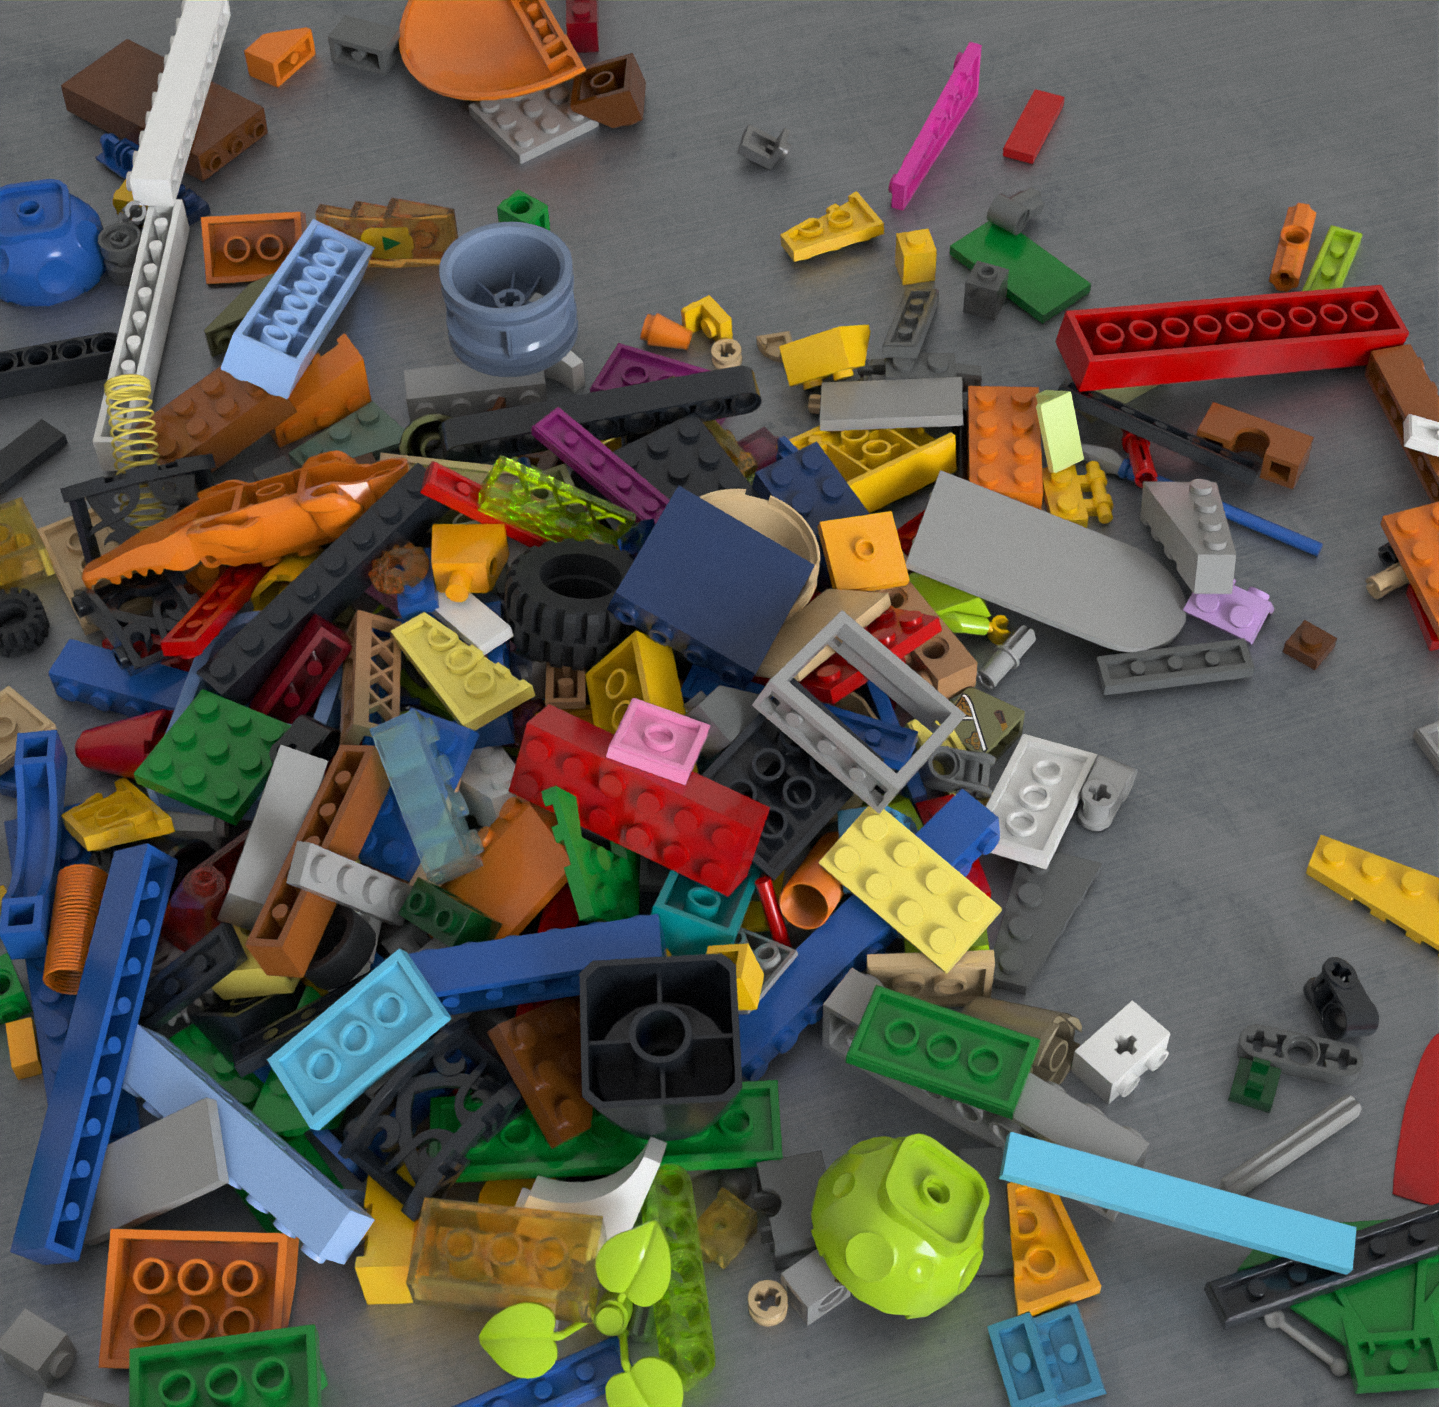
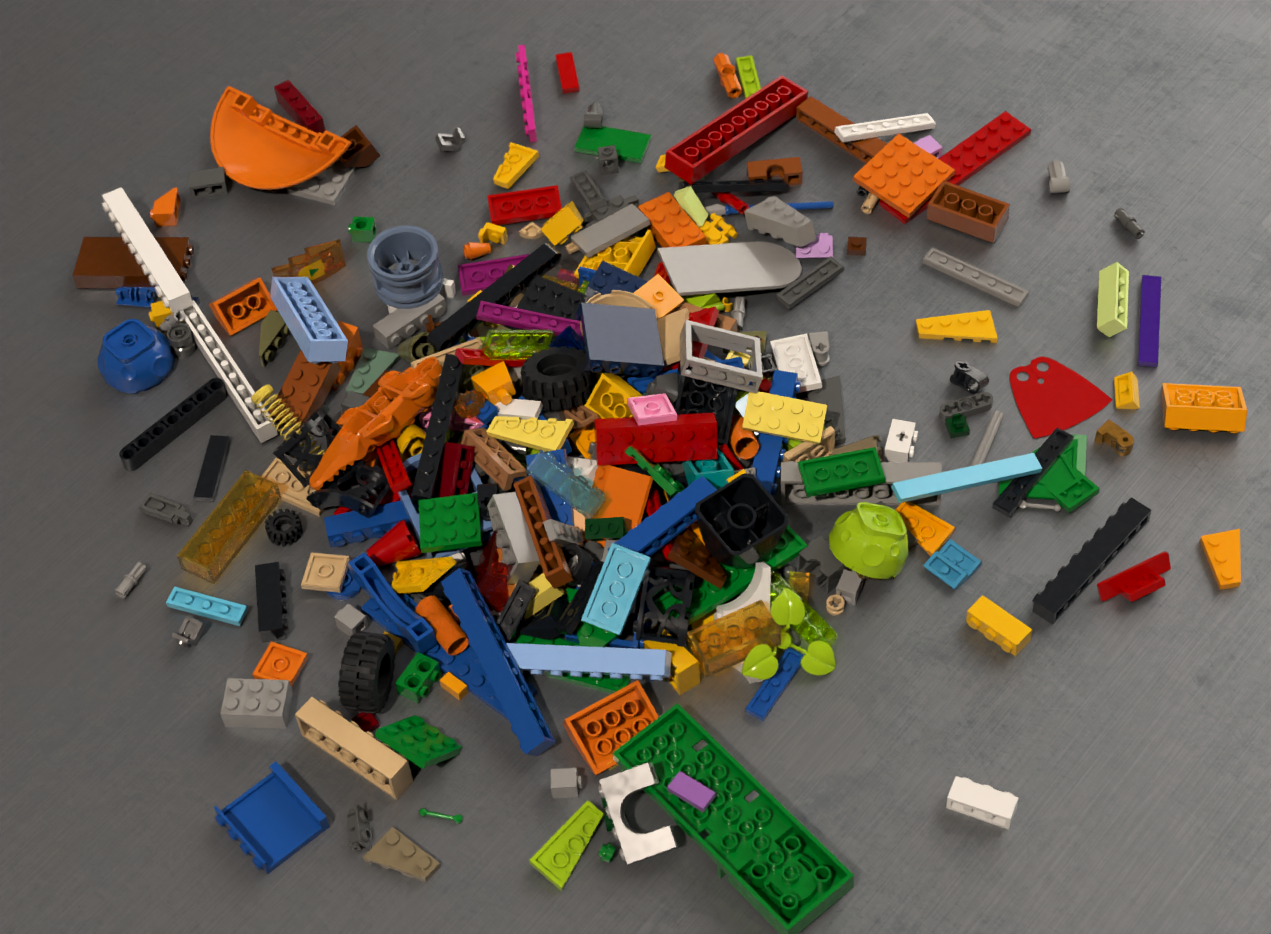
camera: 30 degrees left, 0 degrees up
(158, 1169) = (564, 687): light grey tile -> none
(726, 346) = (511, 241): tan bush -> none
(795, 297) = (524, 205): none -> red plate
(915, 256) = (564, 159): yellow brick -> none

